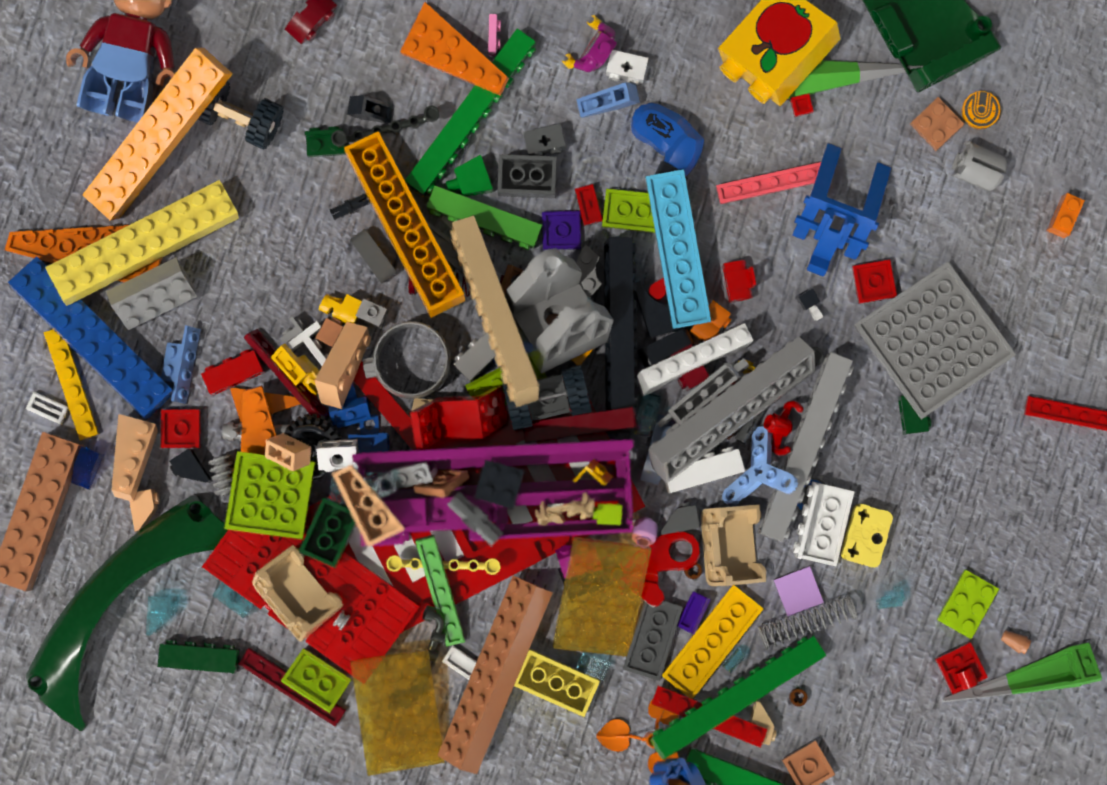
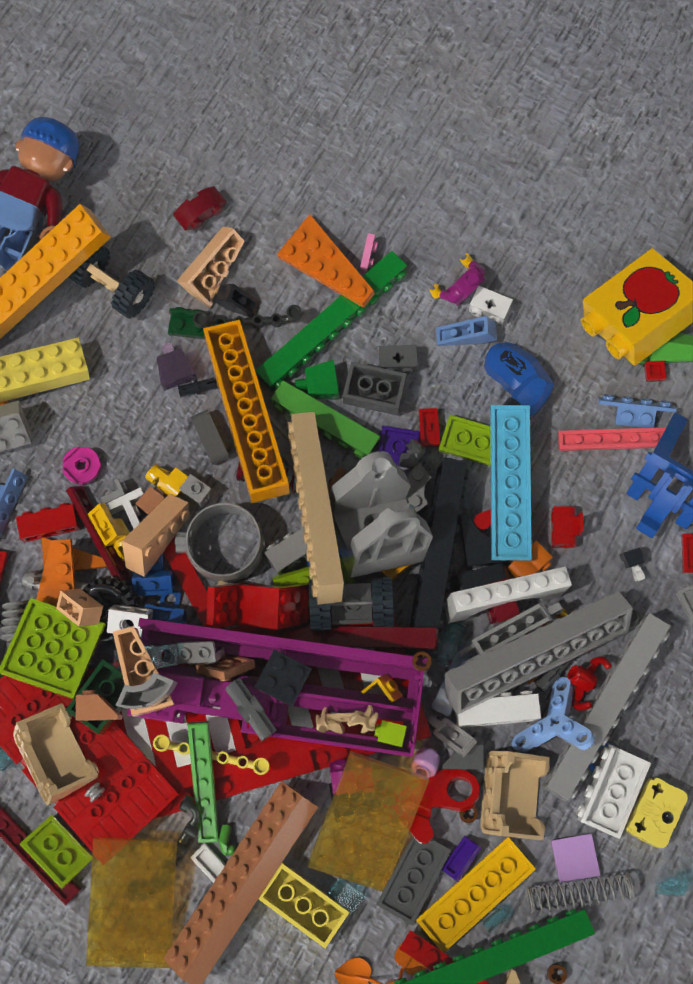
camera: 15 degrees right, 10 degrees down
(250, 298) = (82, 476): none -> dark pink plate
(322, 191) = (174, 368): none -> clear purple torso
(327, 544) = (94, 707): none -> nougat slope
(336, 76) = (211, 266): none -> light nougat wedge
(379, 526) = (147, 694): none -> light grey brick
(470, 639) = (226, 848): none -> bright green arm
(578, 239) = (413, 455): none -> dark grey hair
(631, 445) = (427, 663): none -> reddish brown bush
(664, 502) = (452, 735): none -> light grey hinge
(788, 151) = (634, 412): none -> medium blue bracket

